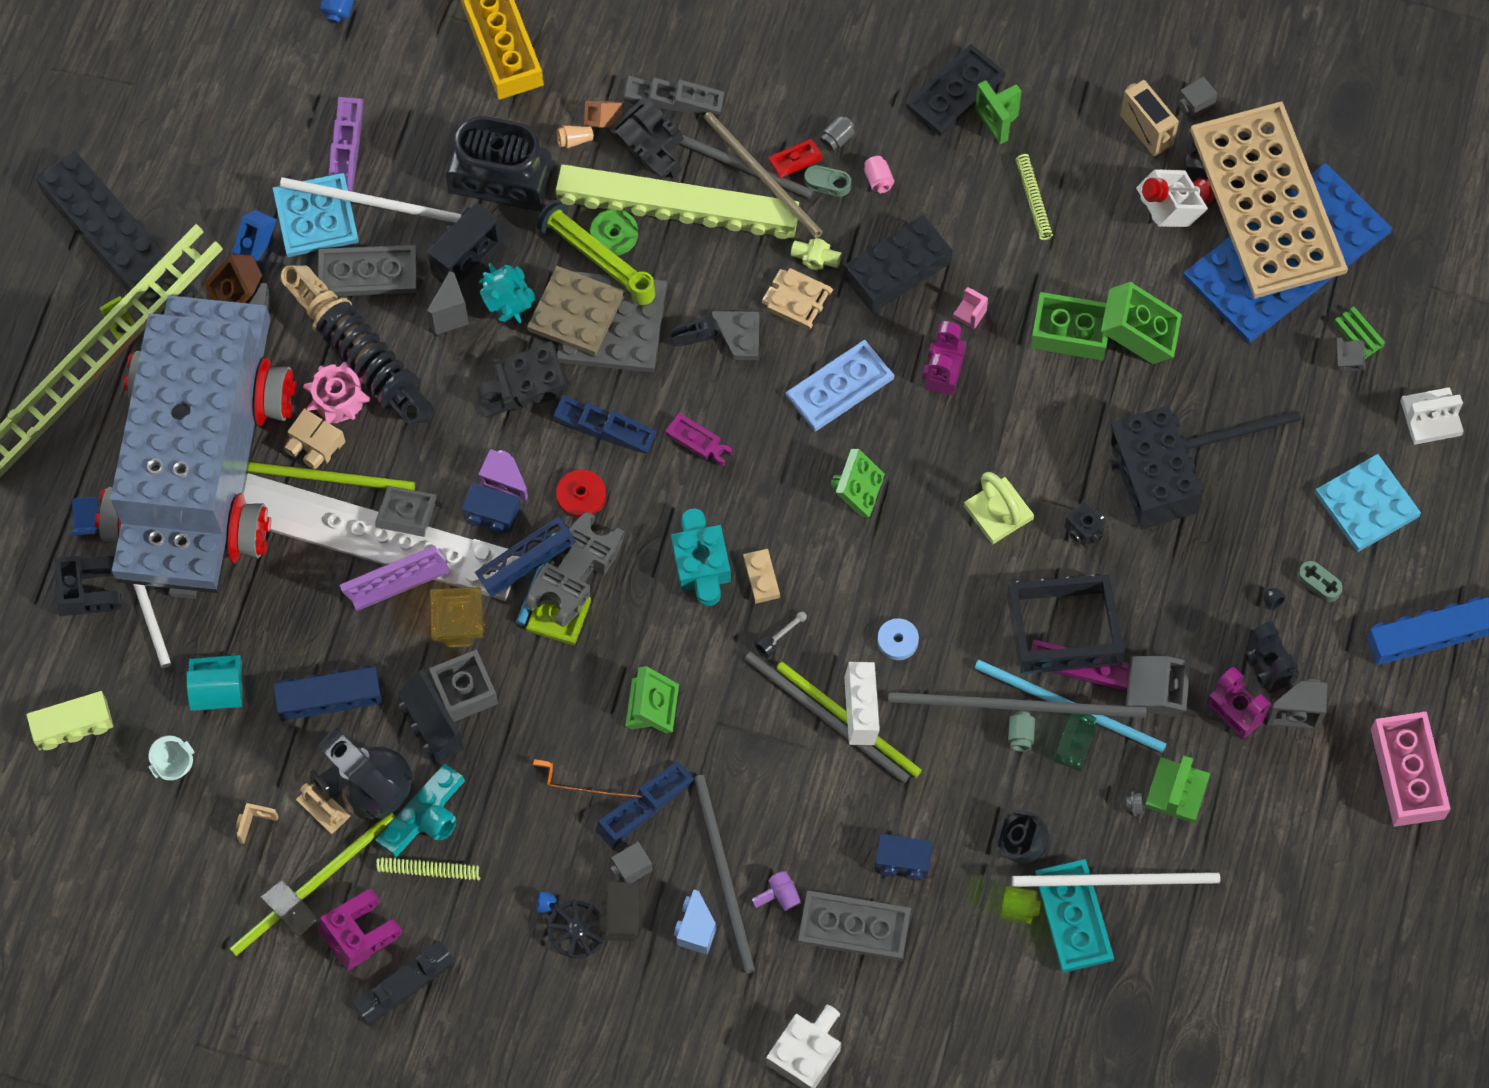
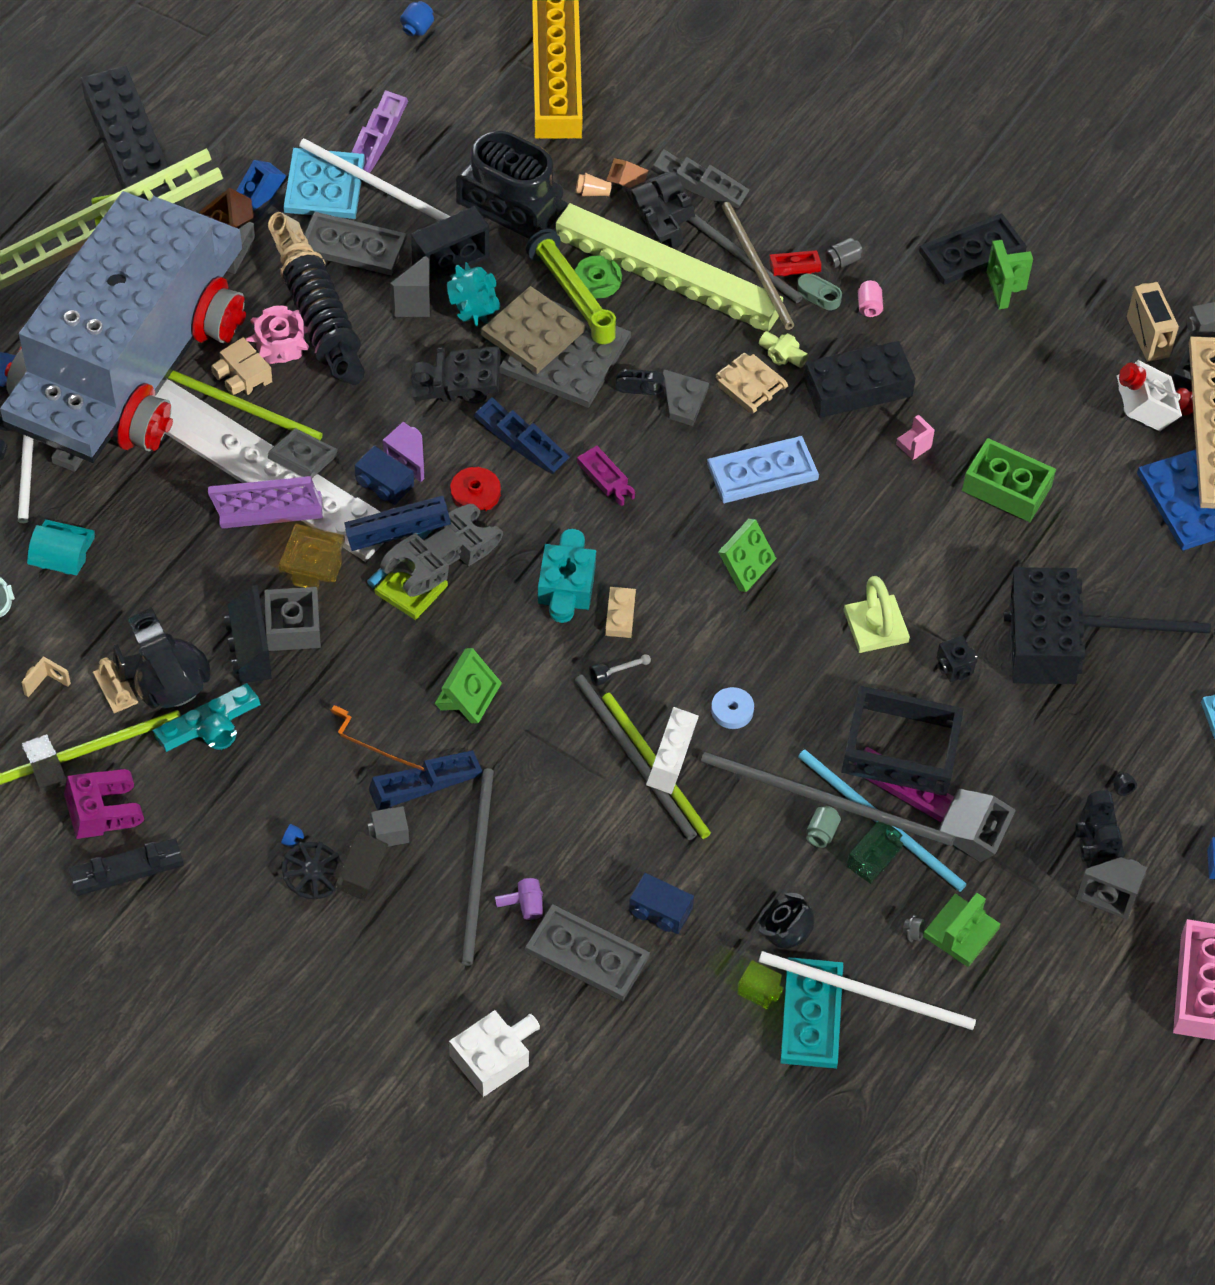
camera: 15 degrees right, 10 degrees down
(328, 693) = (162, 588): dark blue brick -> none
(433, 873) = (192, 769): yellowish green piece -> none
(697, 926) = (430, 904): light blue slope -> none
(945, 360) = (873, 473): magenta brick -> none
(1030, 200) = (1017, 372): yellowish green piece -> none
(1141, 323) = (1078, 493): bright green brick -> none
(1232, 690) = (1049, 854): magenta brick -> none
(1320, 581) = (1175, 783): sand green beam -> none

